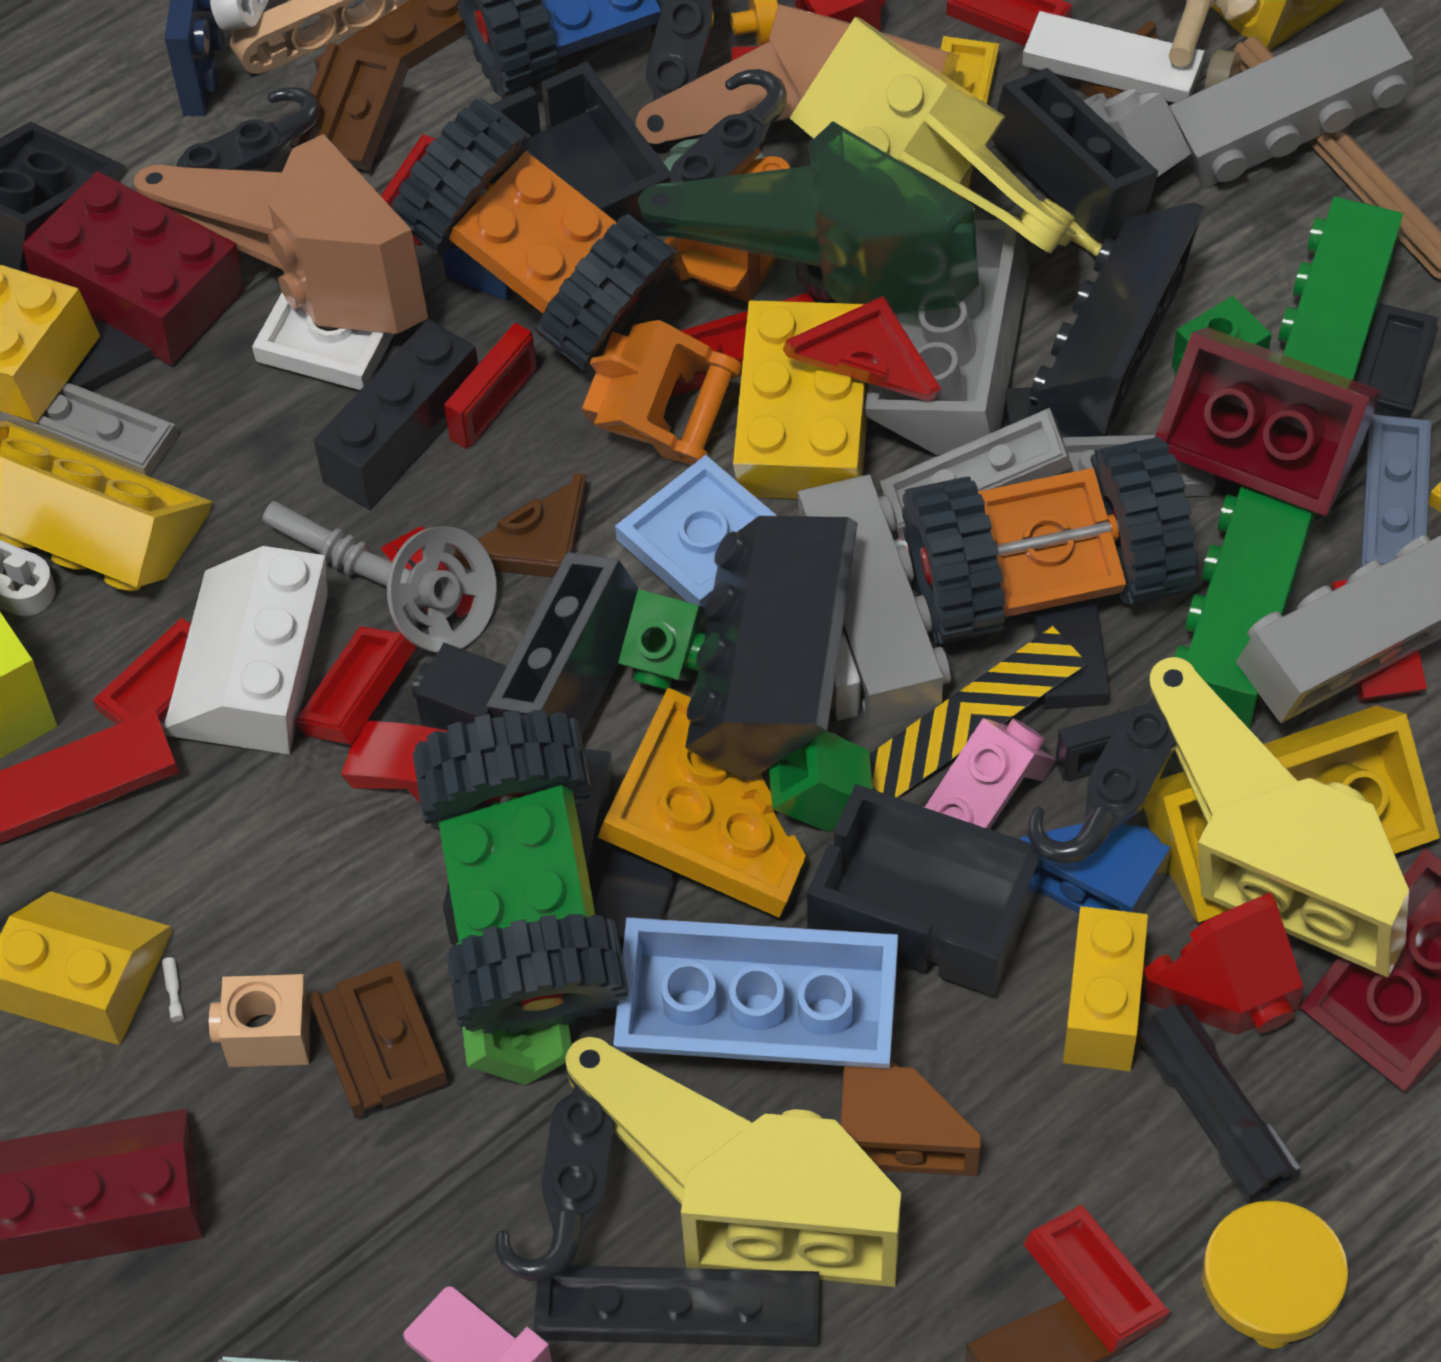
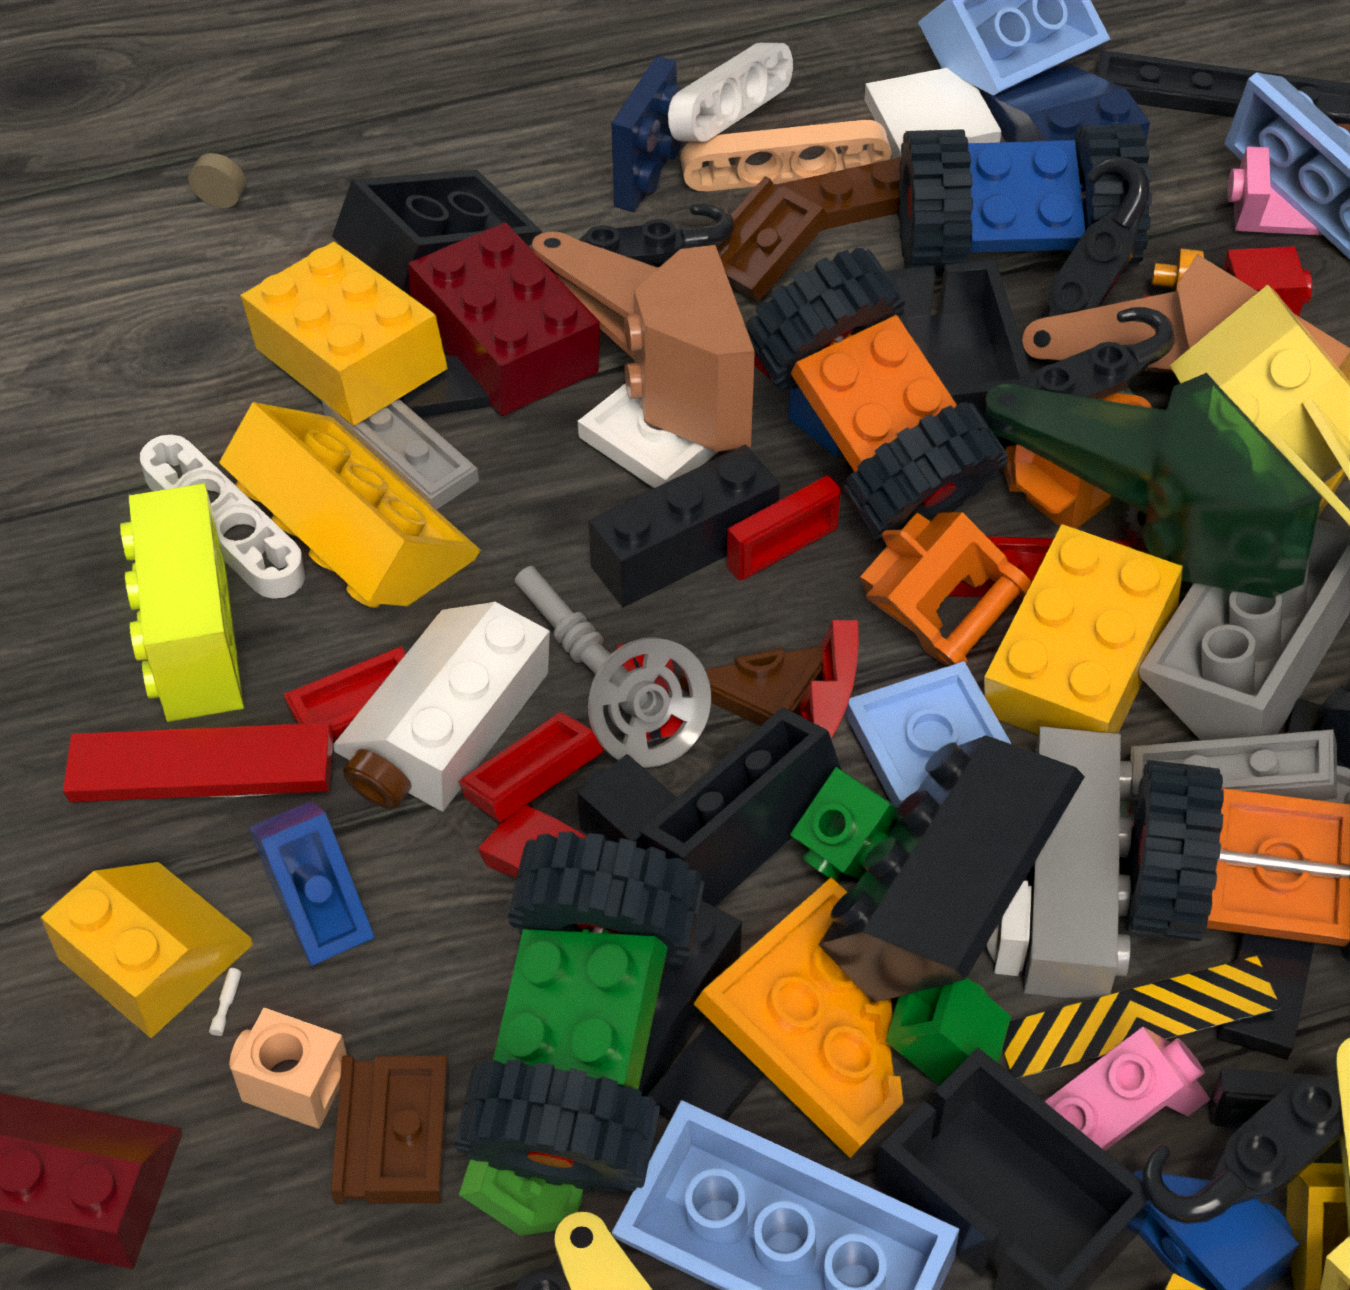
camera: 20 degrees right, 5 degrees down
(204, 855) = (311, 881): none -> blue slope
(220, 745) = (376, 779): none -> reddish brown tile
(596, 493) = (828, 699): none -> red slope
(867, 347) = (1162, 605): red tile -> none

